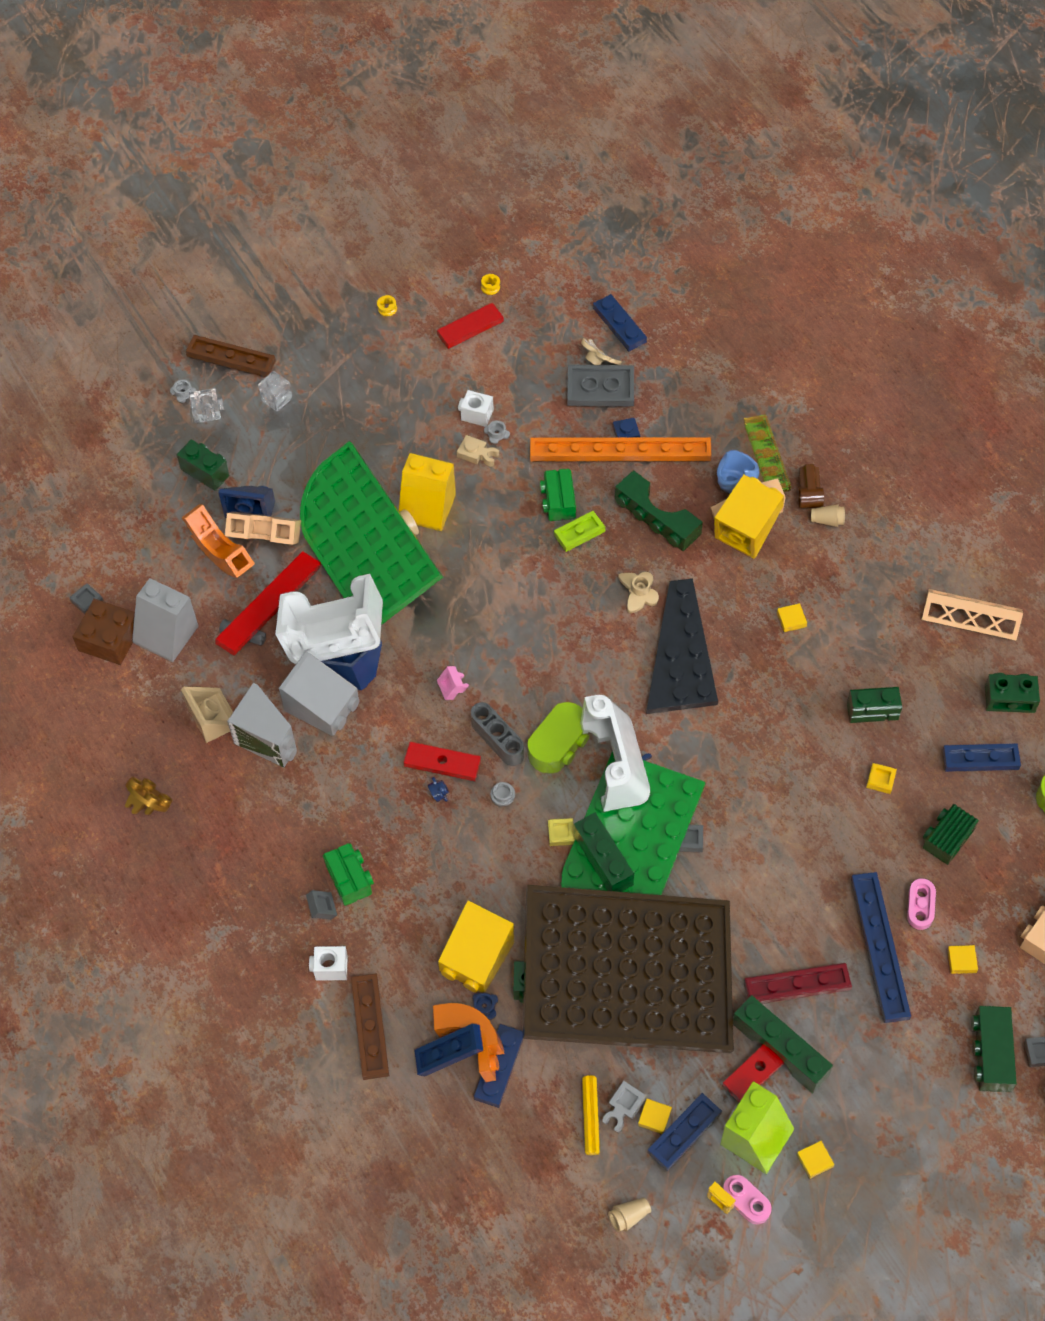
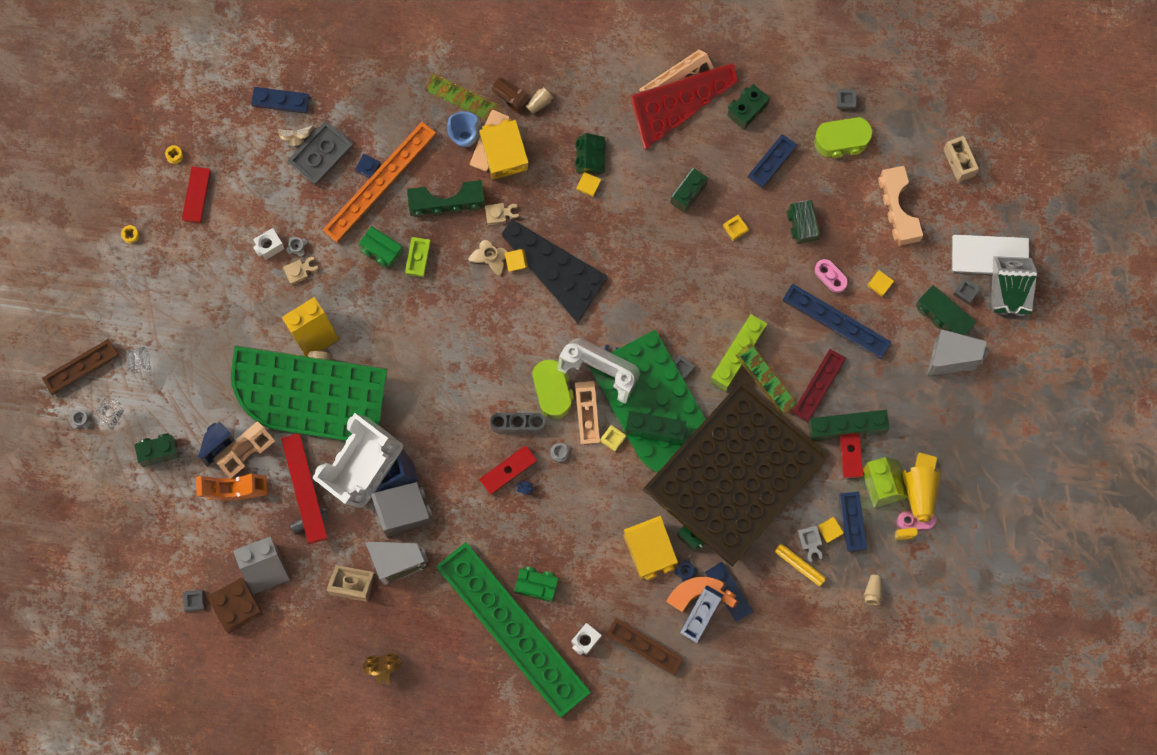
camera: 50 degrees left, 15 degrees up
(282, 892) = (513, 630): none -> green plate
(321, 905) = (543, 616): dark grey plate -> none
(451, 683) = (458, 422): bright pink tile -> none
(565, 785) = (587, 412): none -> light nougat slope
(656, 611) = (516, 260): none -> yellow tile
(687, 565) = (497, 213): none -> tan plate
(752, 922) = (766, 379): none -> tile
(756, 876) = (730, 365): none -> lime brick
(780, 1173) = (922, 491): none -> yellow cone
(823, 596) = (590, 154): none -> dark green bracket
(941, 623) = (674, 102): none -> red wing
(960, 1090) = (956, 353): none -> light grey slope

